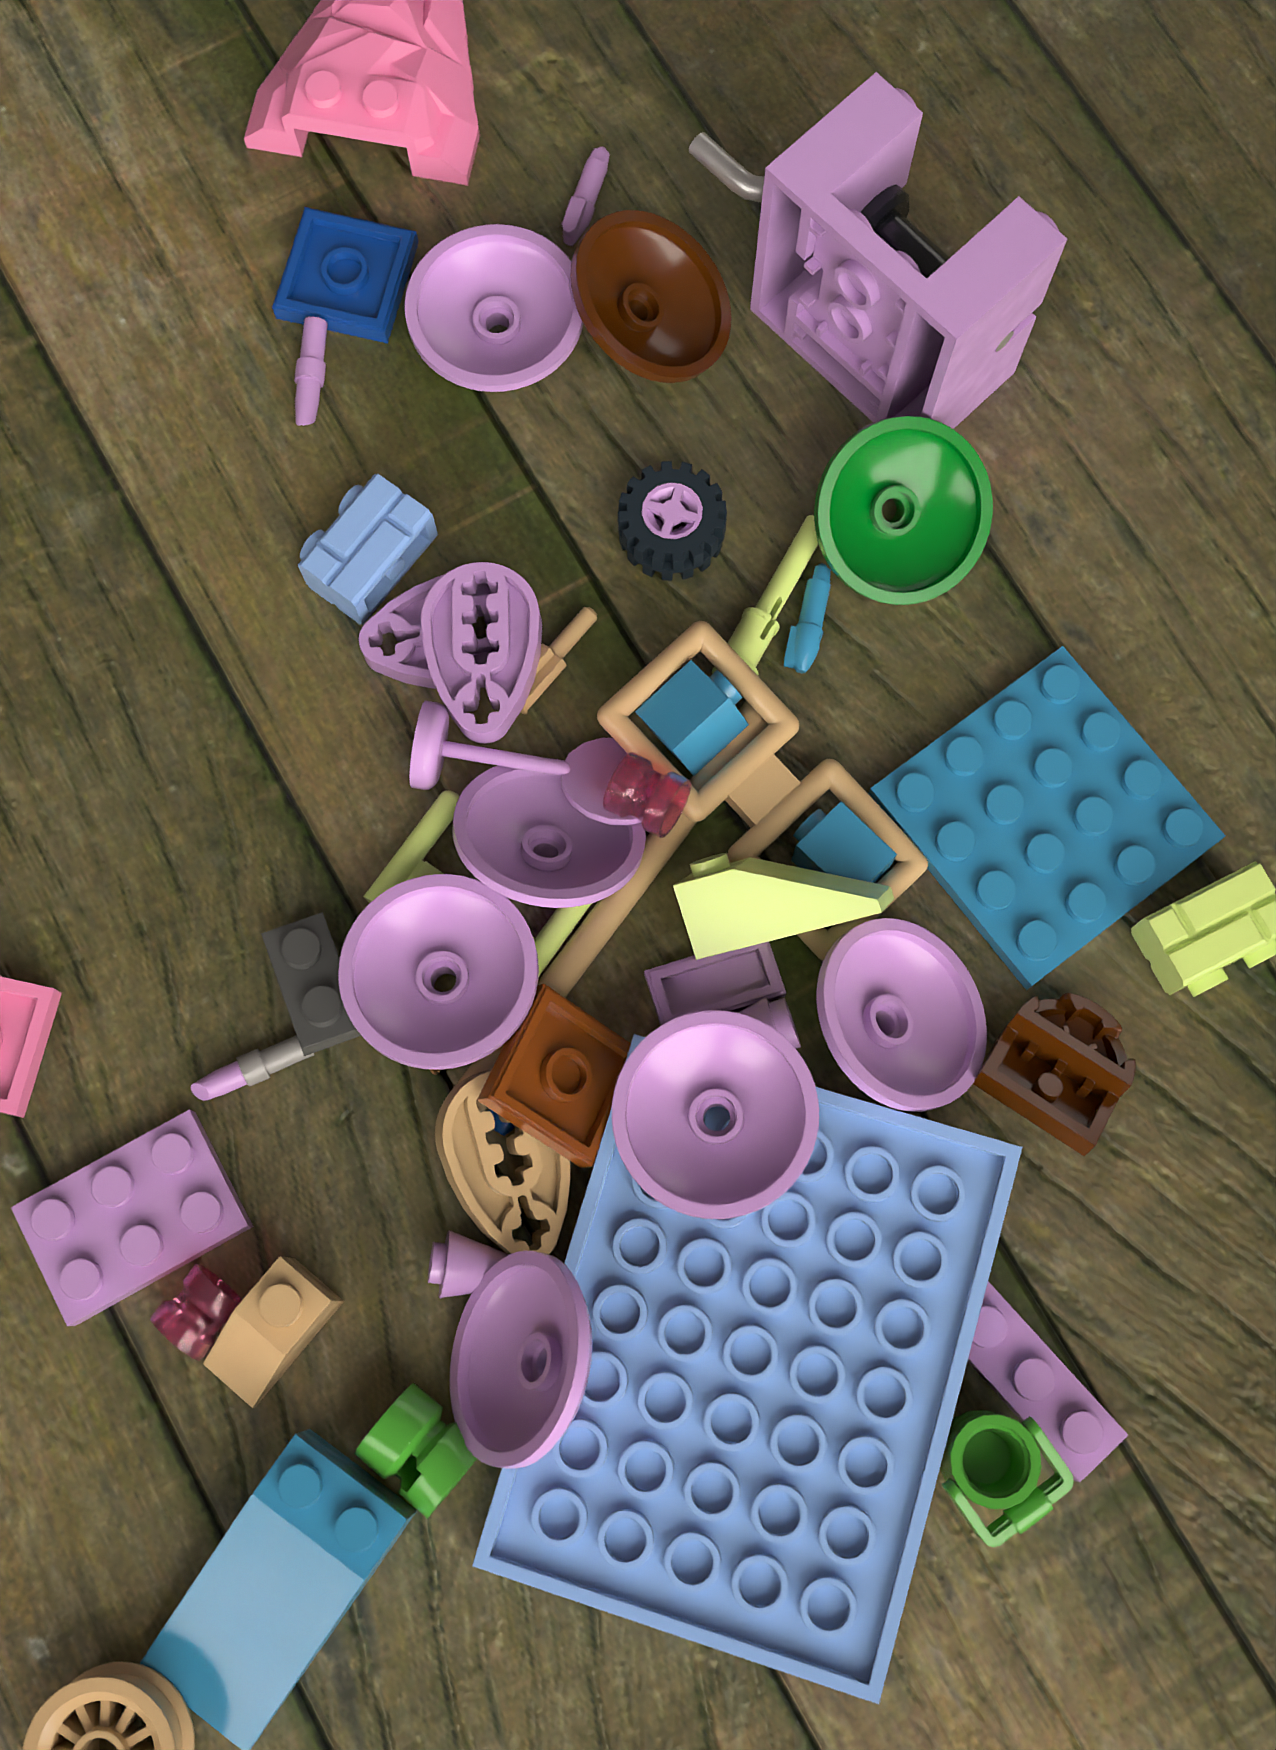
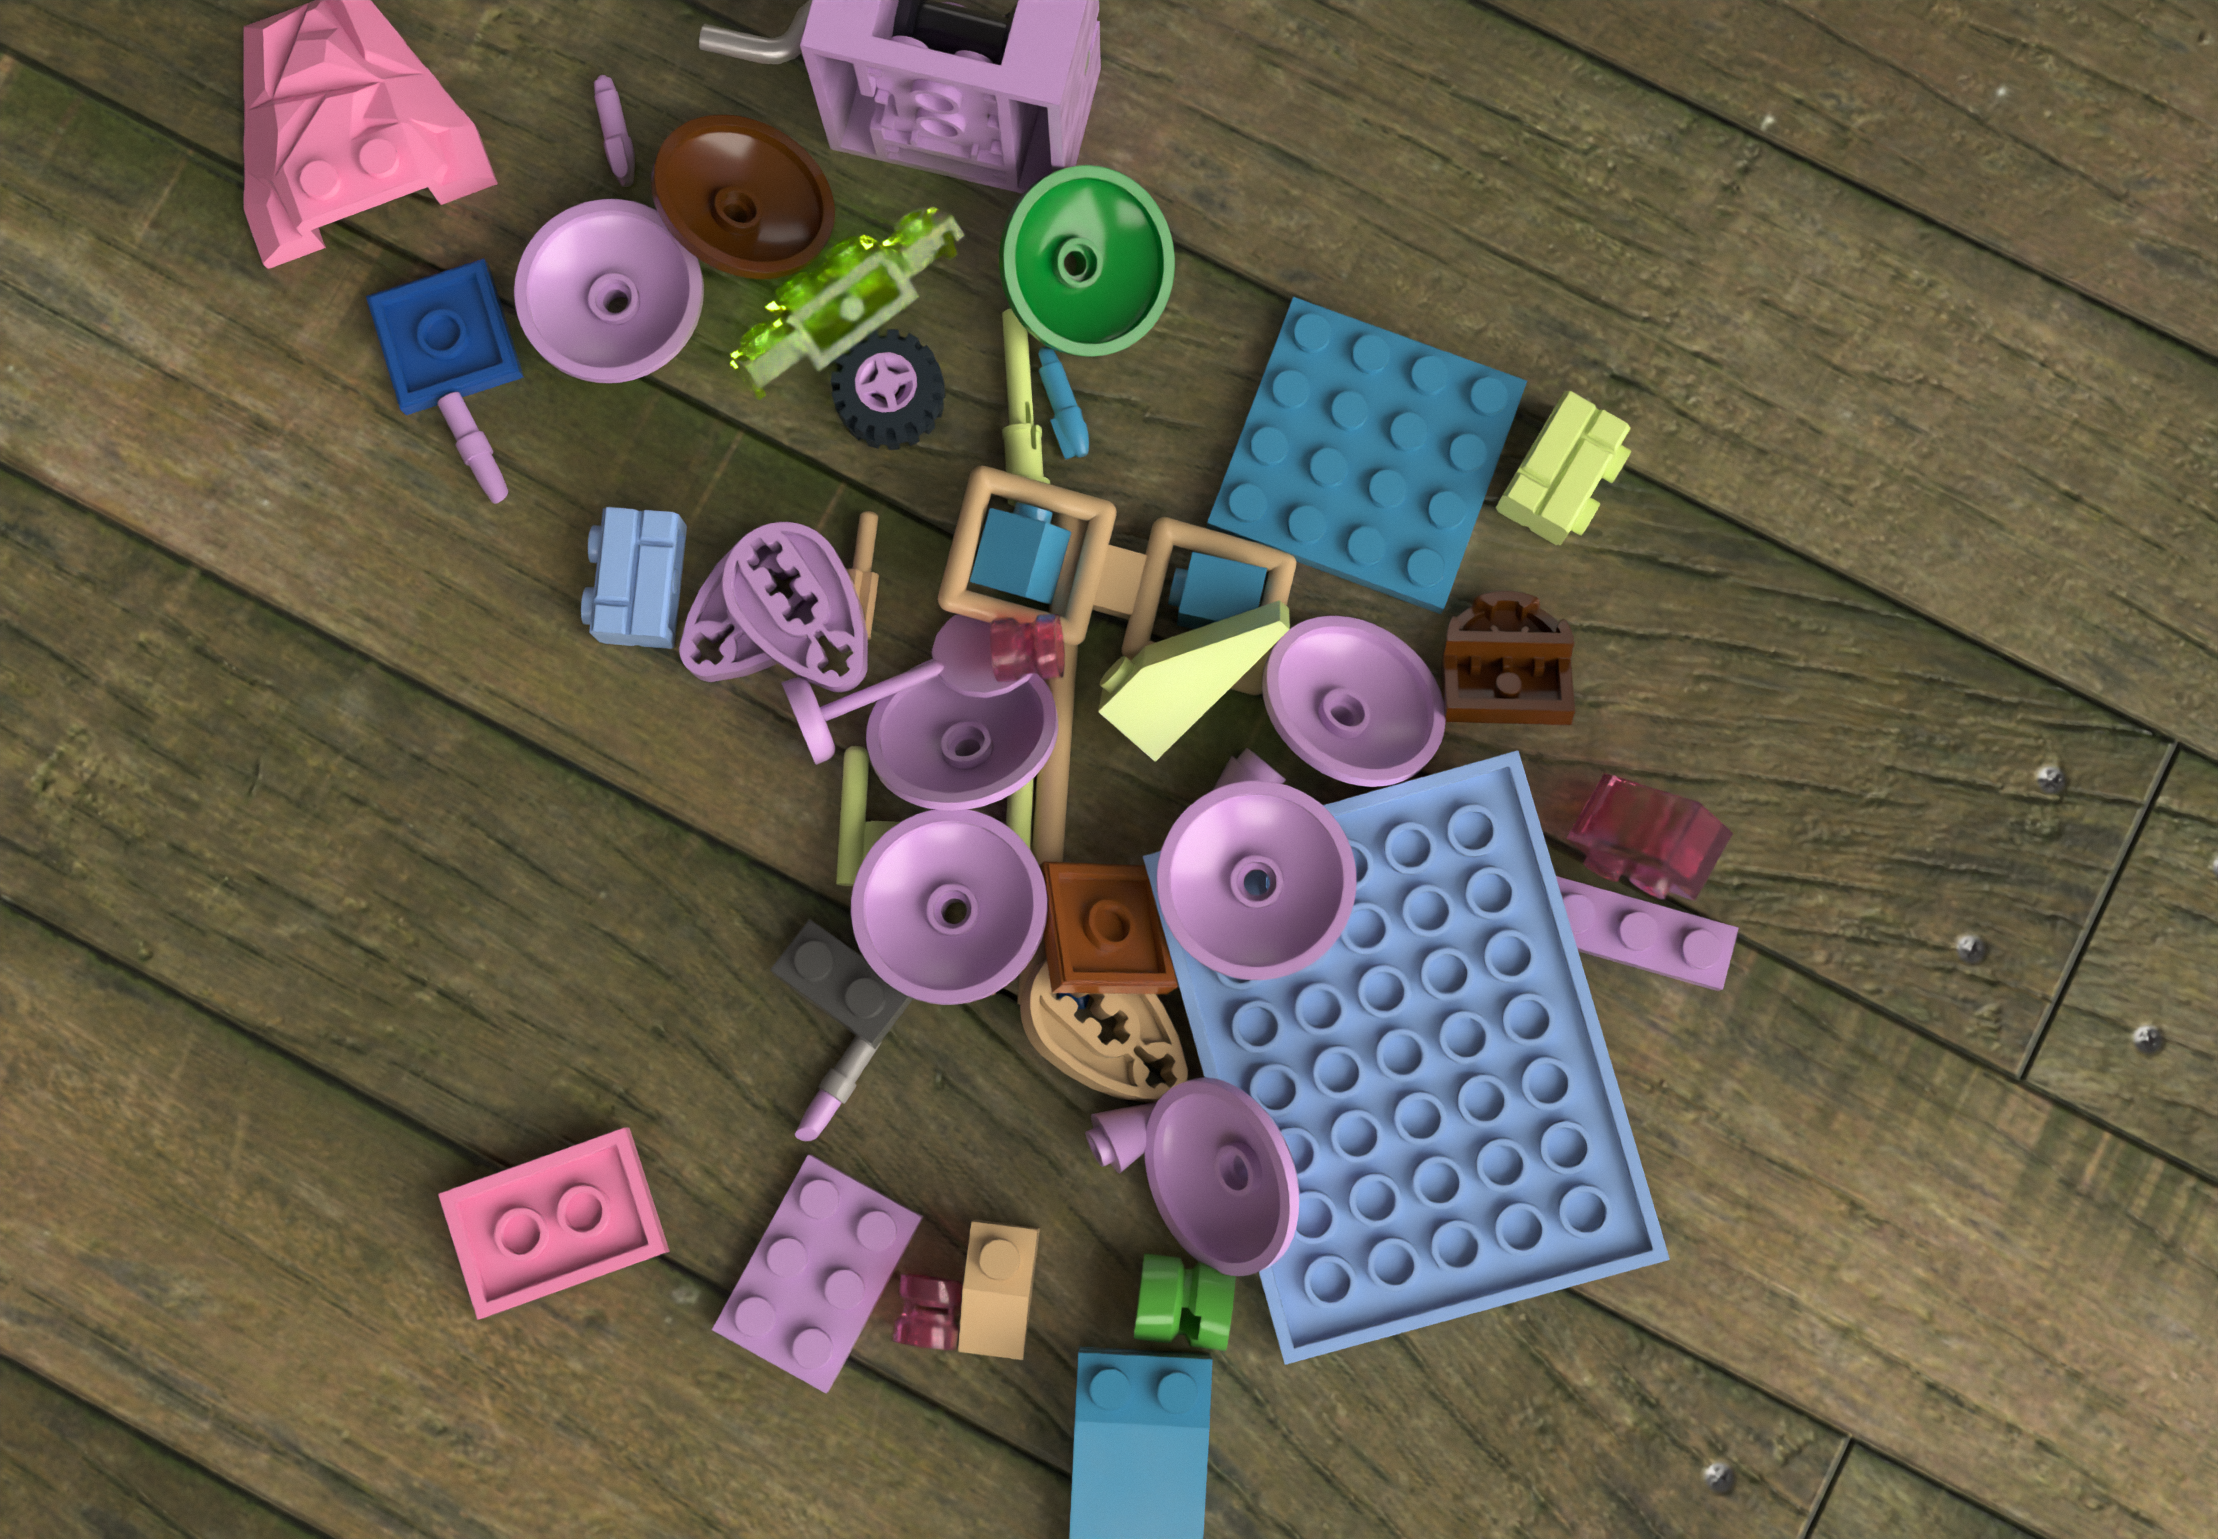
camera: 30 degrees left, 5 degrees up
(680, 424) = (844, 298): none -> clear neon green bracket
(716, 982) = (1180, 776): lavender tile -> none
(998, 1467) = (1651, 1016): bright green piece -> none
(1096, 1301) = (1649, 837): none -> clear pink brick

